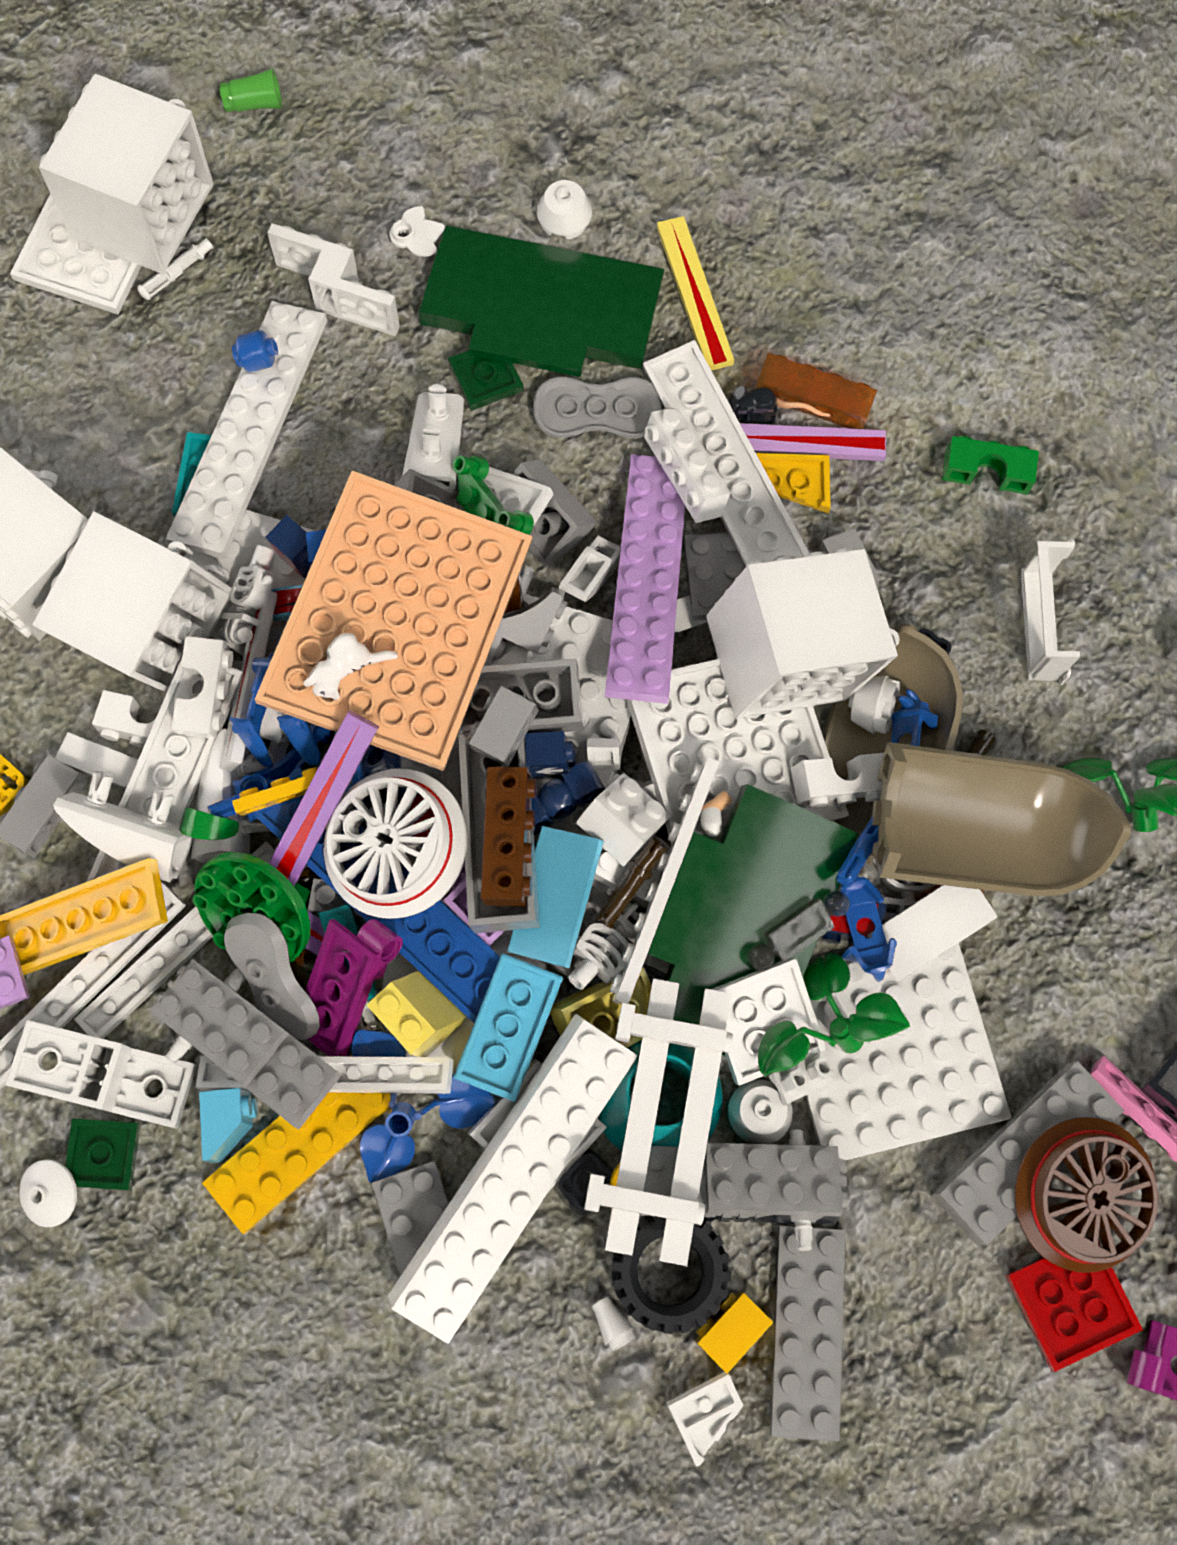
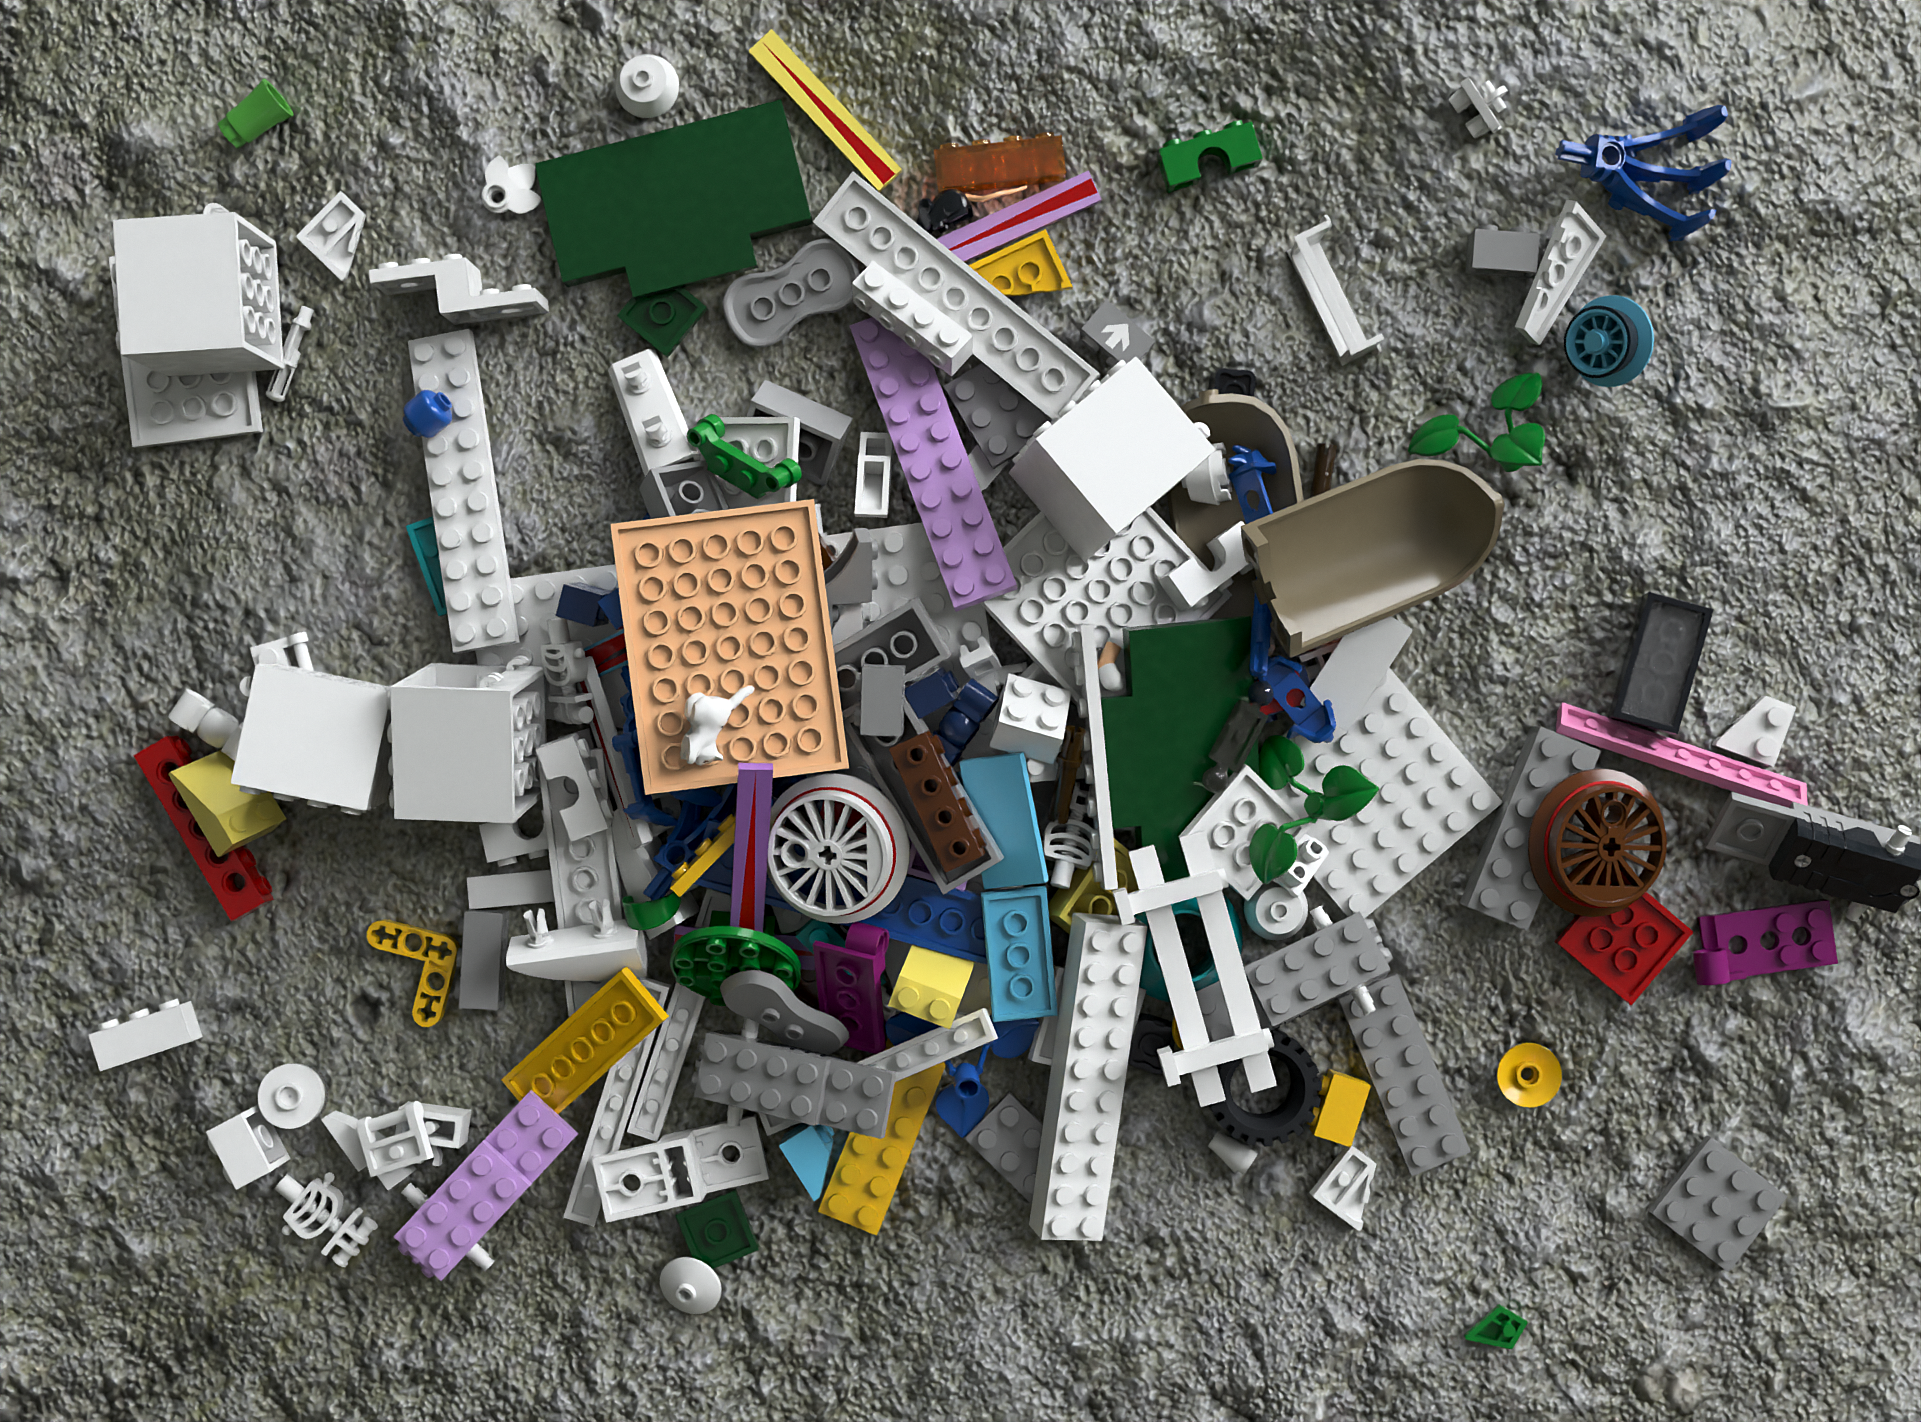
camera: 20 degrees left, 15 degrees up
(262, 201) = (335, 234): none -> white wing
(945, 1393) = (1544, 1078): none -> yellow dish

